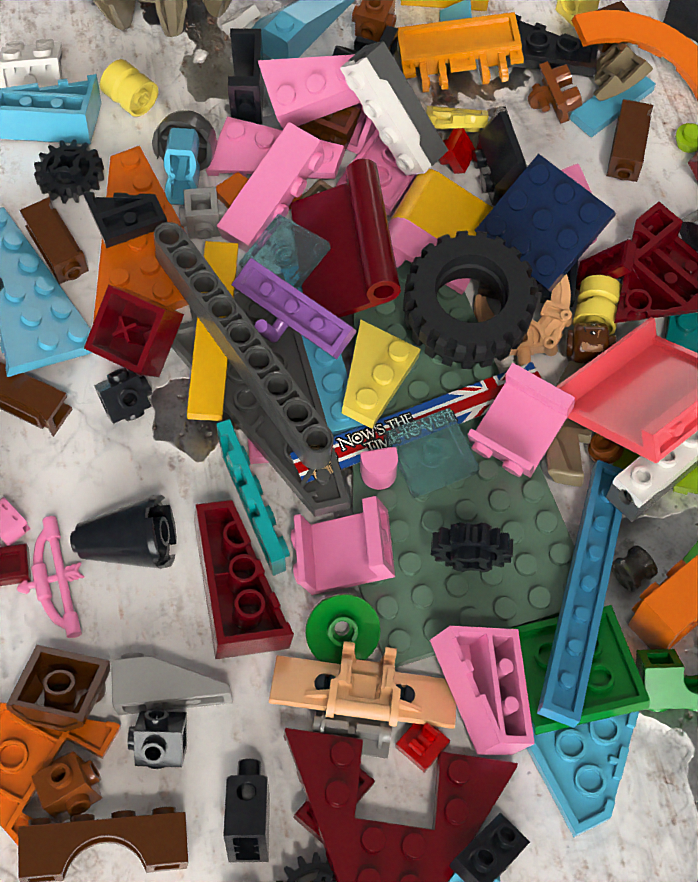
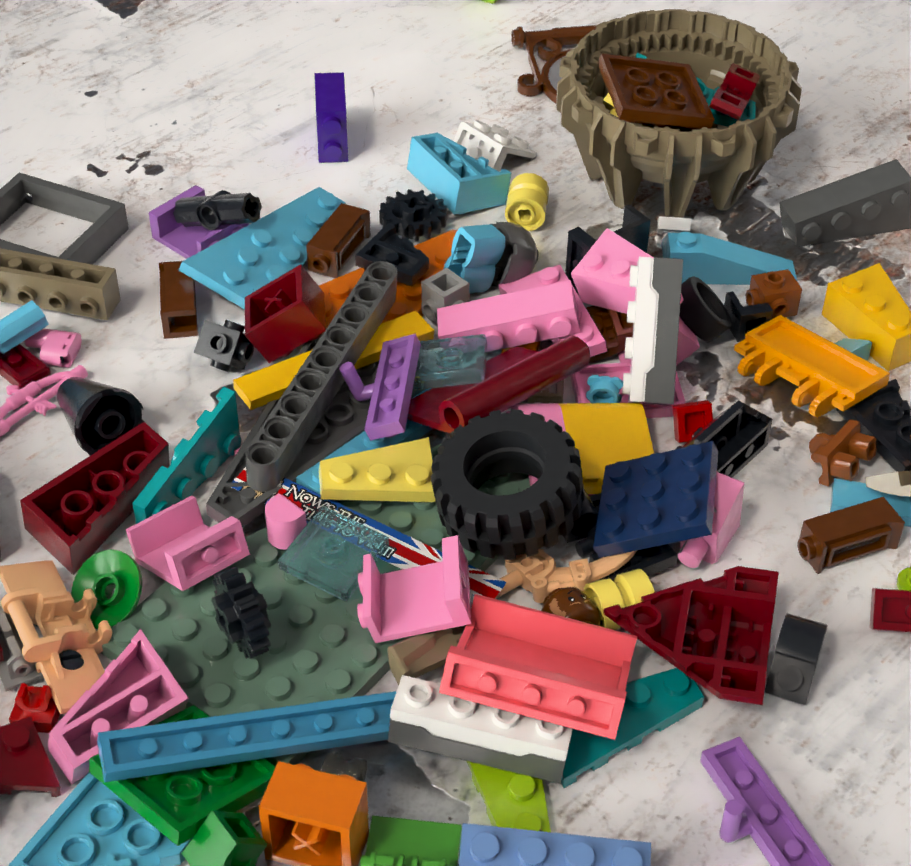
camera: 55 degrees right, 20 degrees down
(396, 181) = (604, 389): none -> medium azure plate
(447, 117) = (710, 387): light yellow wing -> none
(610, 262) = (675, 575): dark red plate -> none

